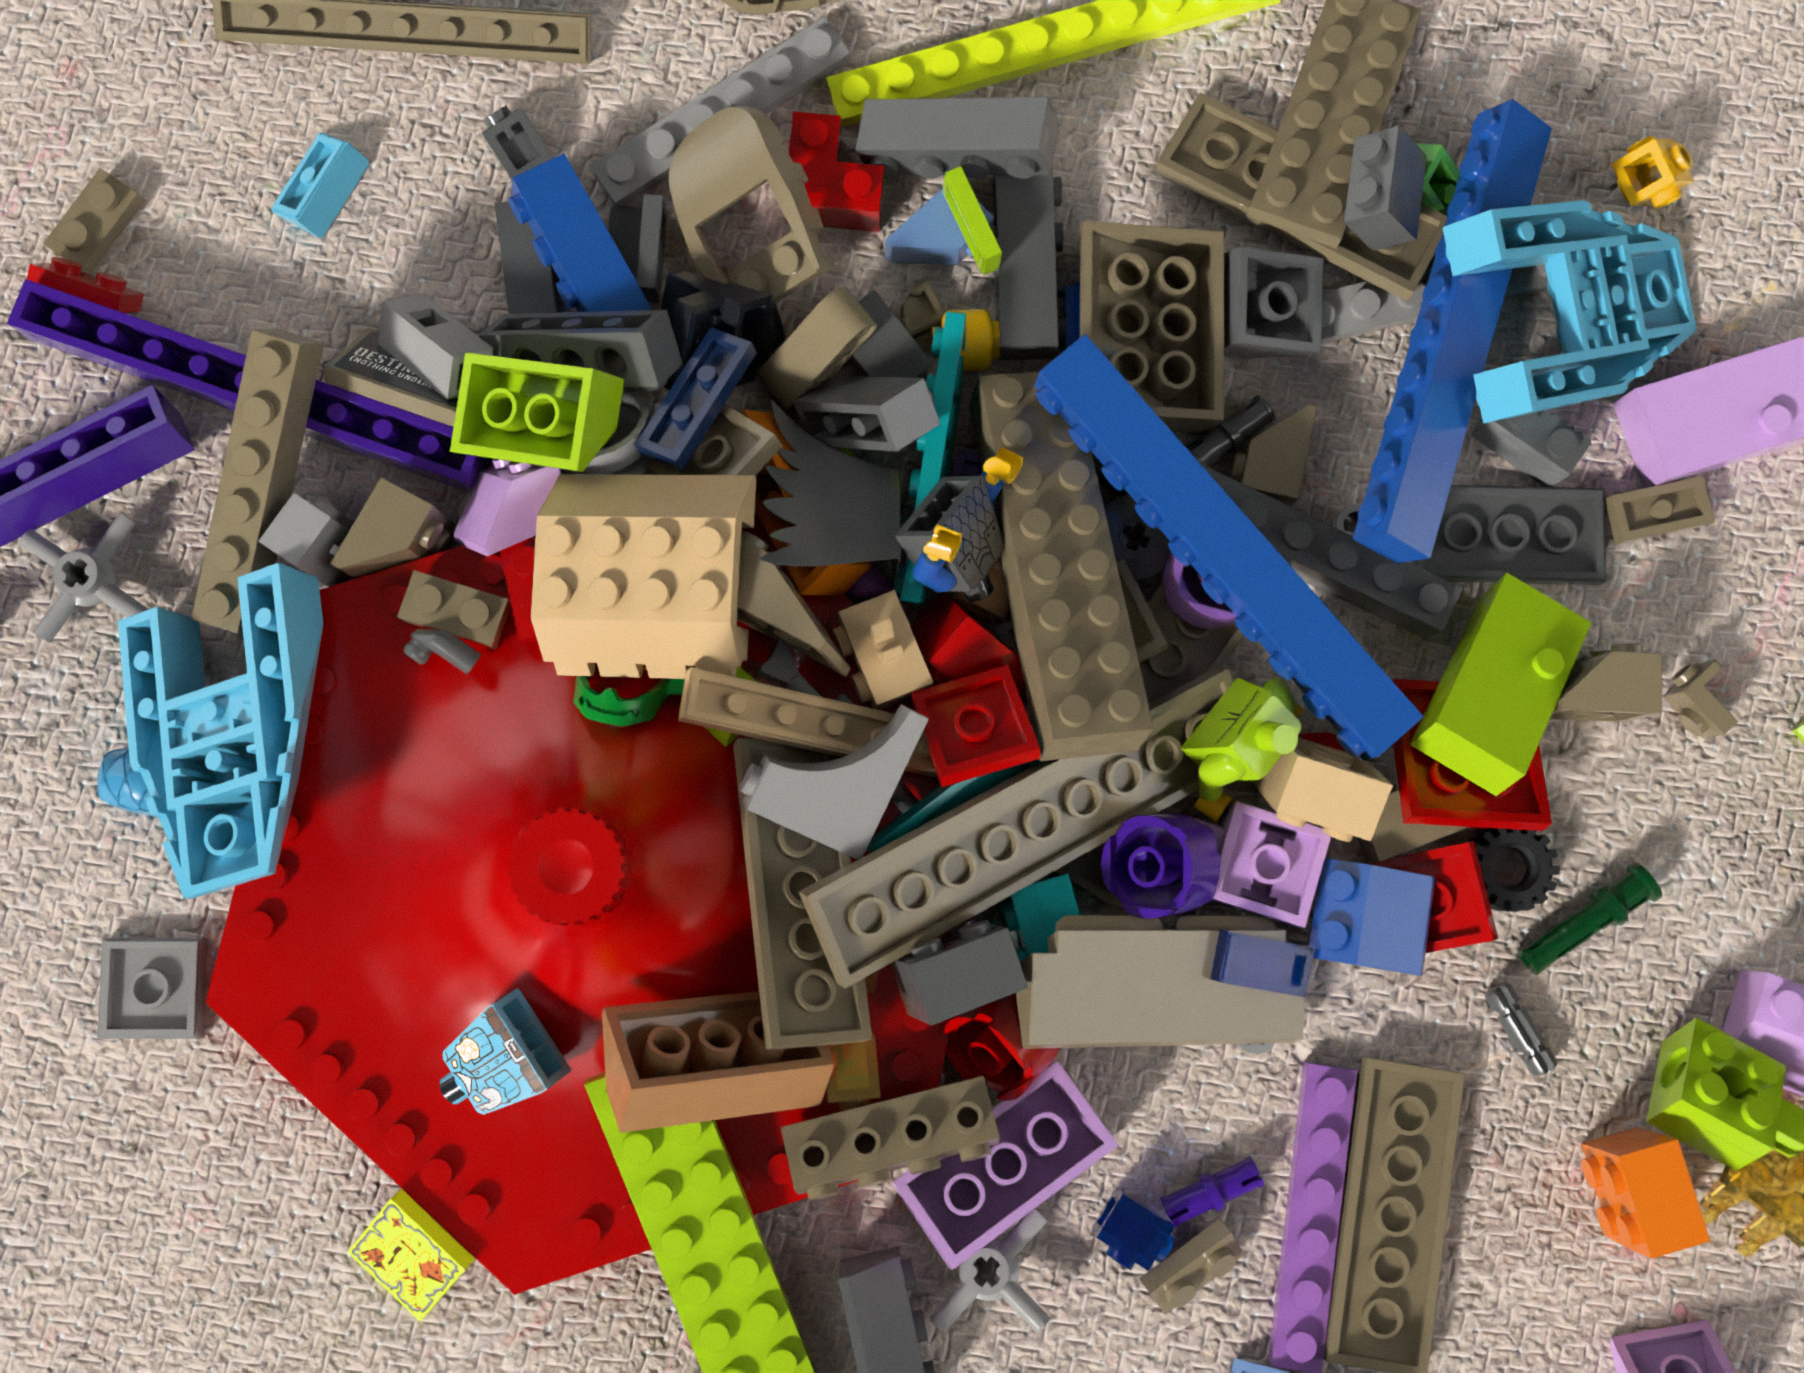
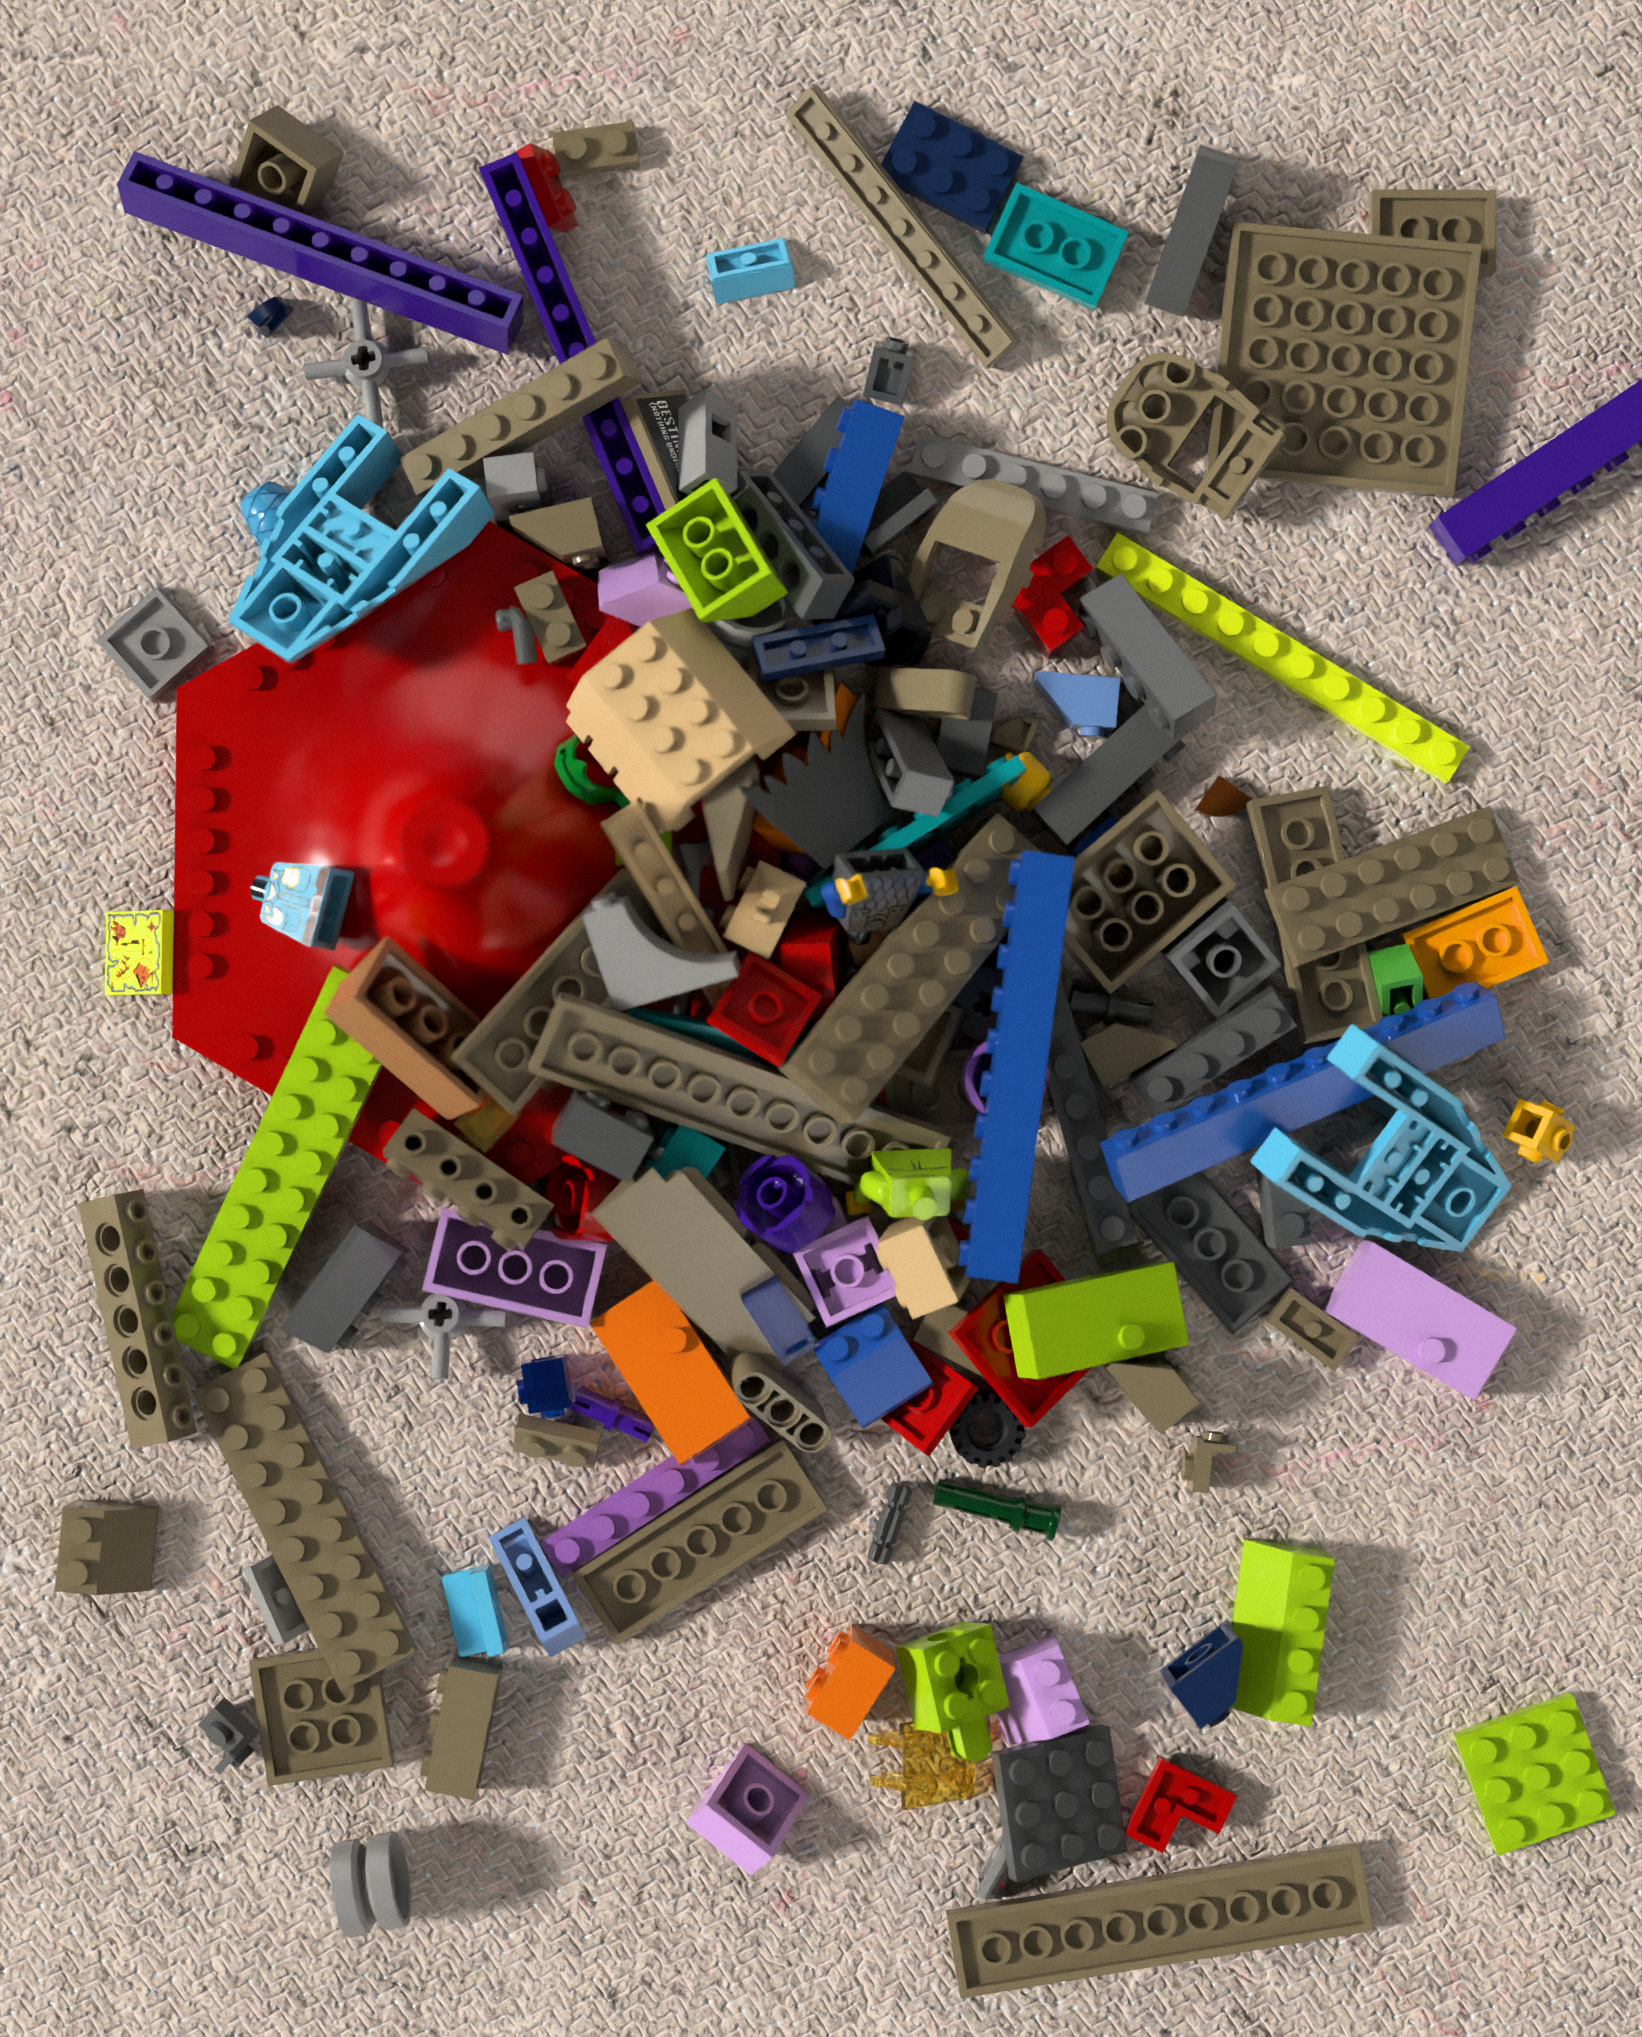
camera: 60 degrees right, 5 degrees up
(971, 221) = (1095, 716): lime tile -> none
(1132, 191) = (1222, 800): none -> reddish brown tile
(1224, 1104) = (671, 1372): none -> orange brick
(1334, 1030) = (787, 1417): none -> dark tan beam
(1349, 377) = (1212, 1051): none -> dark grey brick
(1385, 188) = (1357, 965): dark grey brick -> none
(1446, 83) = (1477, 944): none -> light orange plate

